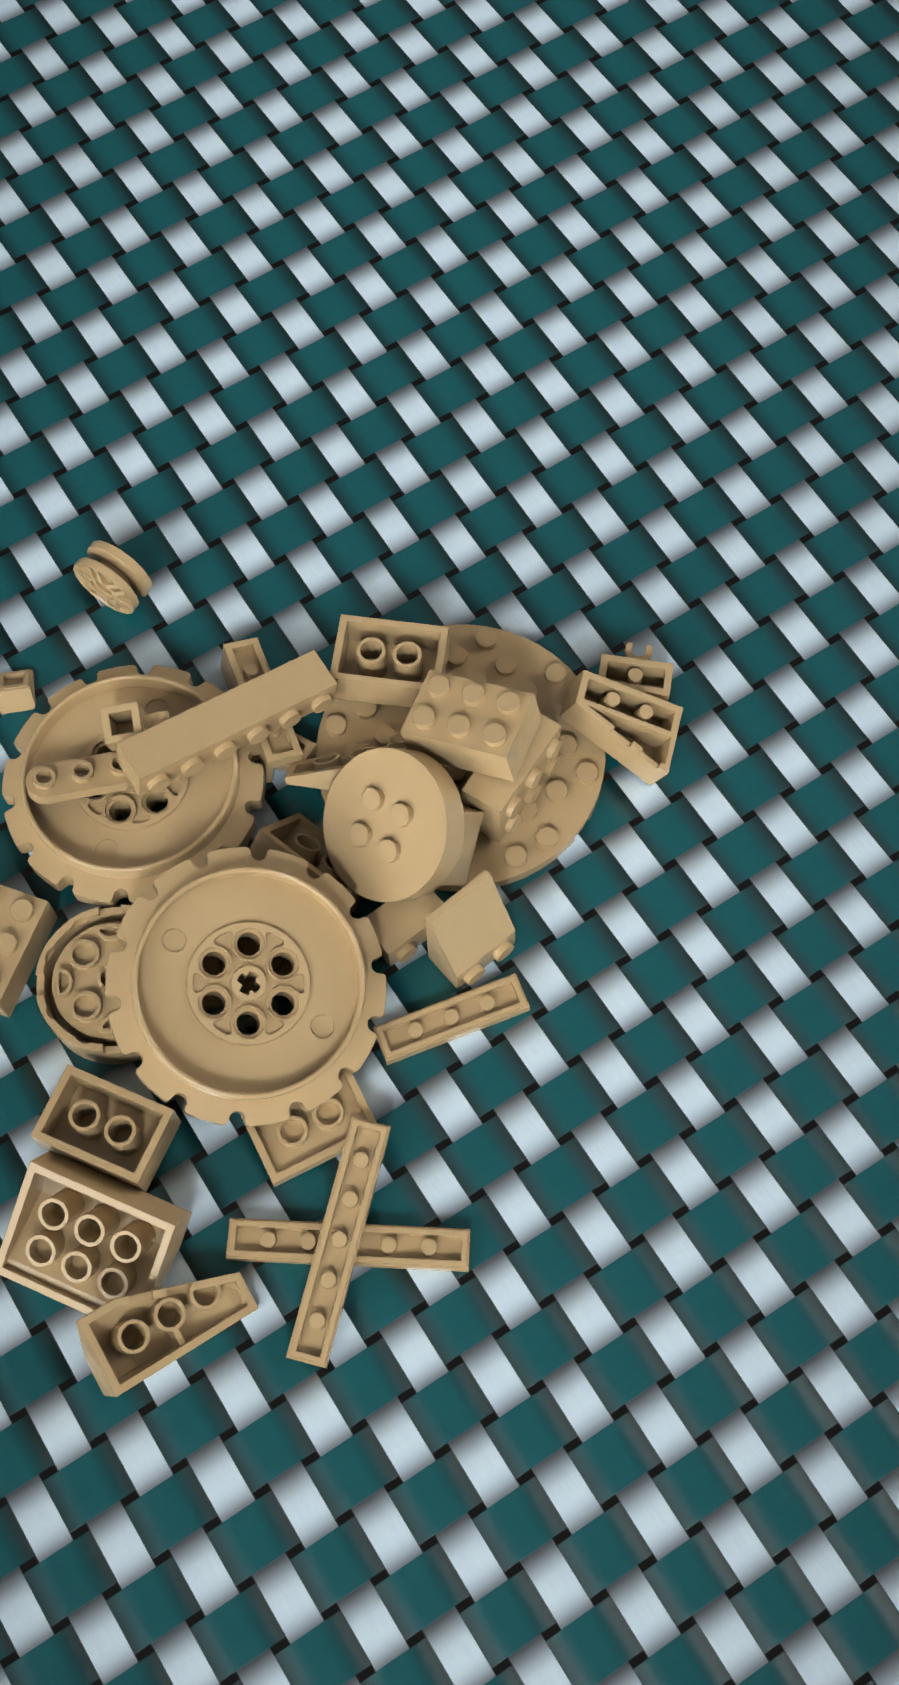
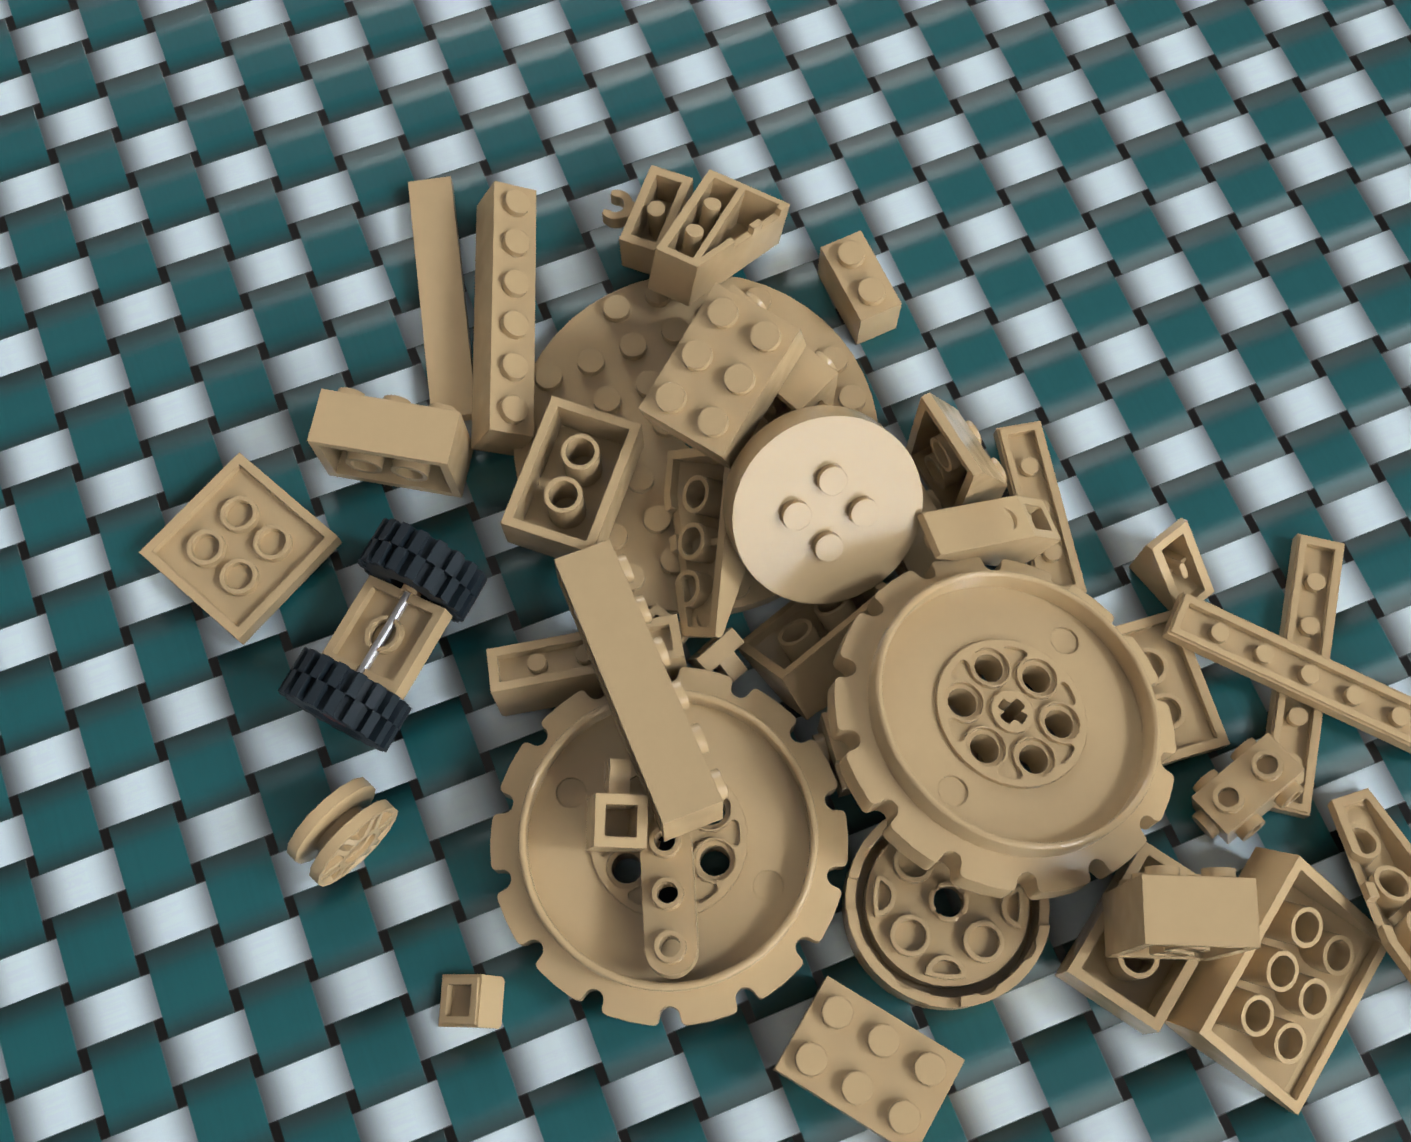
camera: 80 degrees left, 5 degrees up
(97, 1109) = (1181, 916): none -> tan brick
(217, 562) = (385, 635): none -> black plate
(234, 1197) = (1245, 790): none -> tan brick
(283, 799) = (720, 656): none -> tan tile
(313, 474) = (241, 548): none -> tan plate
(405, 543) = (391, 441): none -> tan brick
(407, 962) = (991, 529): none -> tan slope
(416, 1126) = (1173, 565): none -> tan slope
(528, 594) = (504, 320): none -> tan brick
(539, 557) = (442, 293): none -> tan tile
(614, 845) = (858, 287): none -> tan brick

